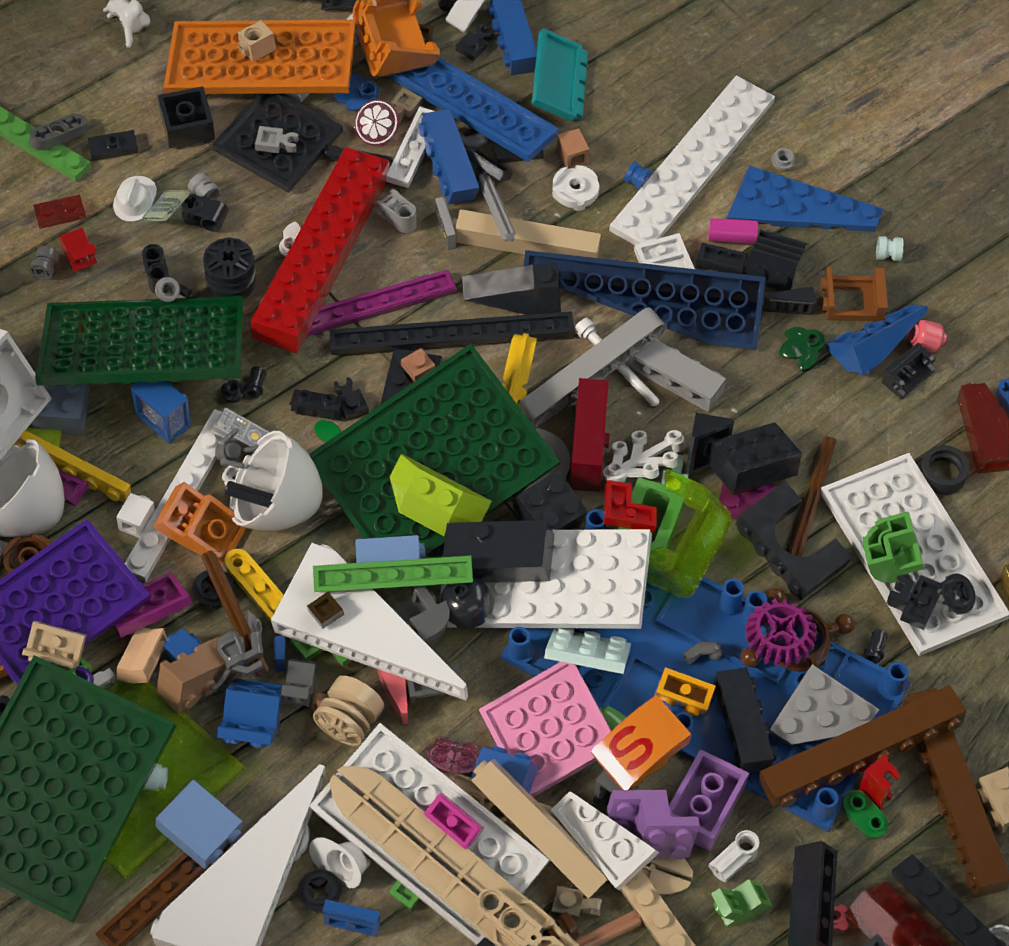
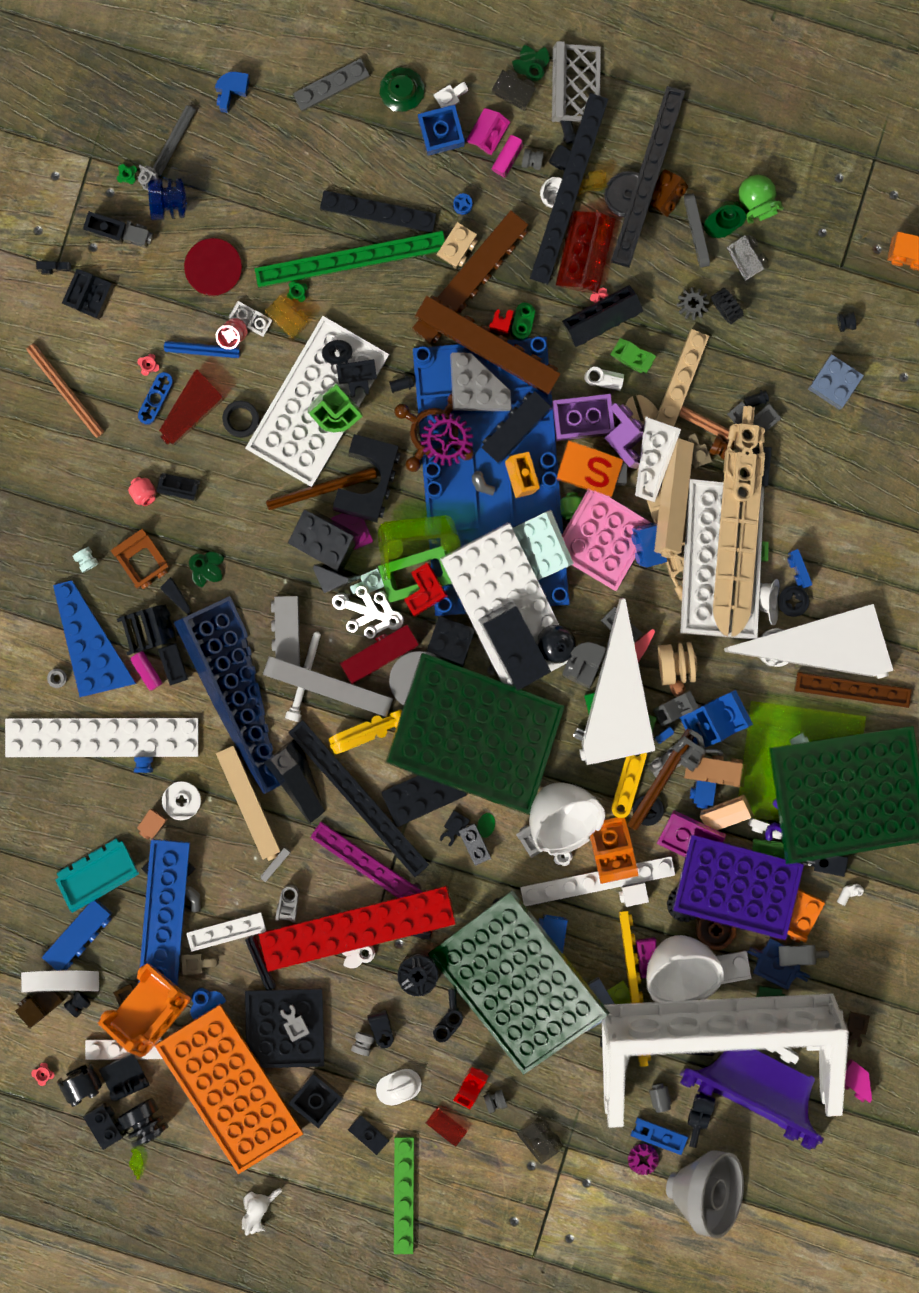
camera: 125 degrees left, 30 degrees up
(45, 137) = (376, 1167): dark grey beam -> none
(55, 645) = (769, 861): tan bracket -> none
(166, 205) = (396, 1056): clear light blue piece -> none
(174, 286) = (465, 998): light grey plate -> none
(199, 824) = (809, 695): medium blue brick -> none
(229, 451) = (549, 870): dark grey plant -> none
(248, 432) = (529, 876): tile -> none
(248, 494) = (571, 829): black axle -> none
(254, 388) = (486, 895): black pin -> none
(256, 41) = (222, 1088): tan brick -> none
(325, 610) = (631, 719): dark brown plate -> none
(377, 122) = (226, 969): dish -> none
(389, 549) = (561, 711): medium blue brick -> none
(392, 573) = (580, 695): bright green plate -> none
(417, 364) = (403, 800): nougat plate -> none
(433, 497) = (502, 712): lime wedge -> none
(448, 156) = (222, 899): blue brick -> none
(453, 755) = (657, 583): clear pink dish -> none
(454, 820) = (710, 546): dark pink brick -> none
(475, 44) = (105, 956): black plate -> none
(488, 165) = (206, 871): black plate -> none
(496, 207) = (245, 835): light grey axle -> none
(665, 252) = (197, 703): white wing -> none
(869, 347) = (172, 523): blue wedge -> none

